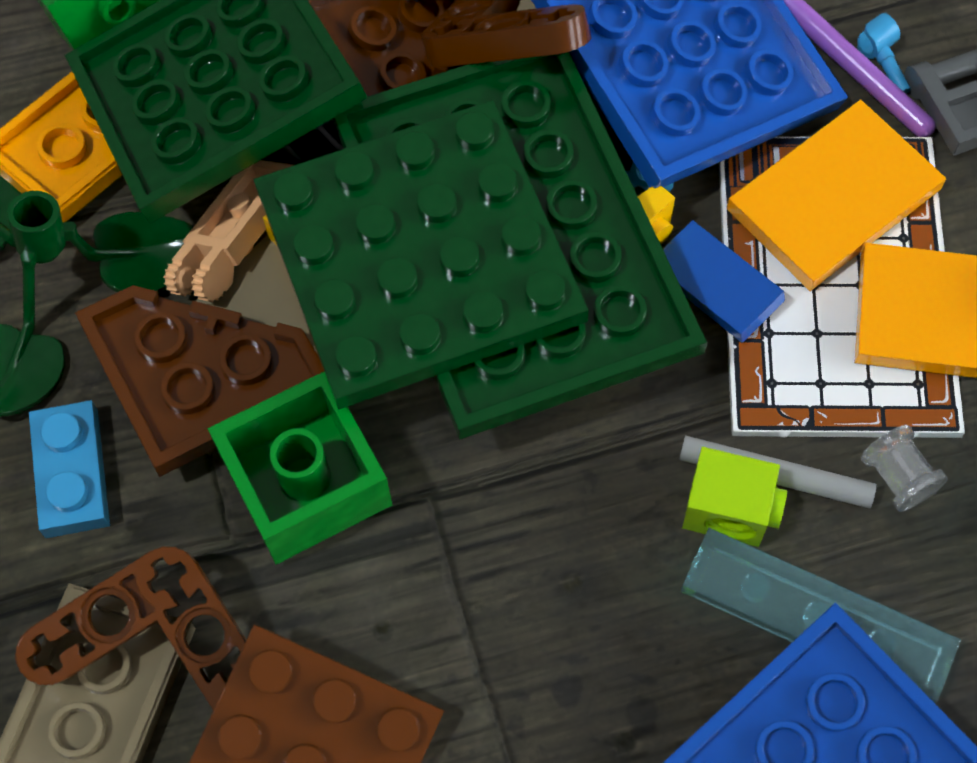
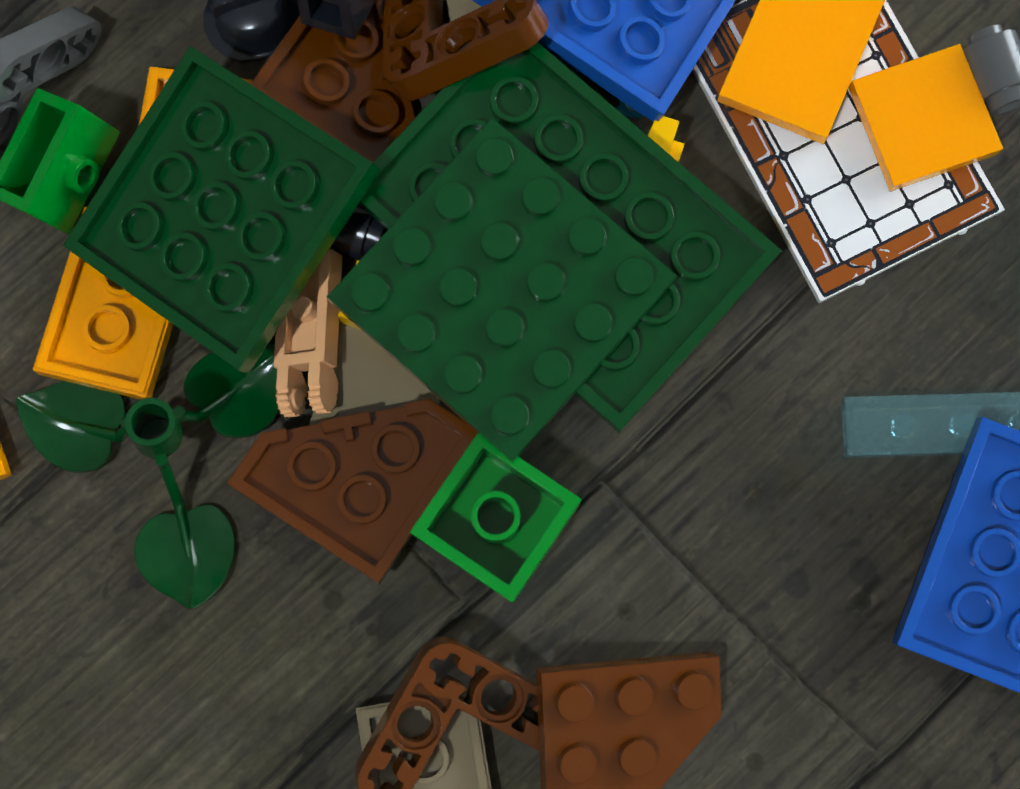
camera: 25 degrees left, 15 degrees up
(68, 469) = (292, 612): dark azure plate -> none
(721, 282) = (747, 173): blue tile -> none
(734, 496) = (853, 362): lime brick -> none
(796, 475) = (872, 318): light grey bar -> none
(903, 468) = (974, 268): clear bush -> none

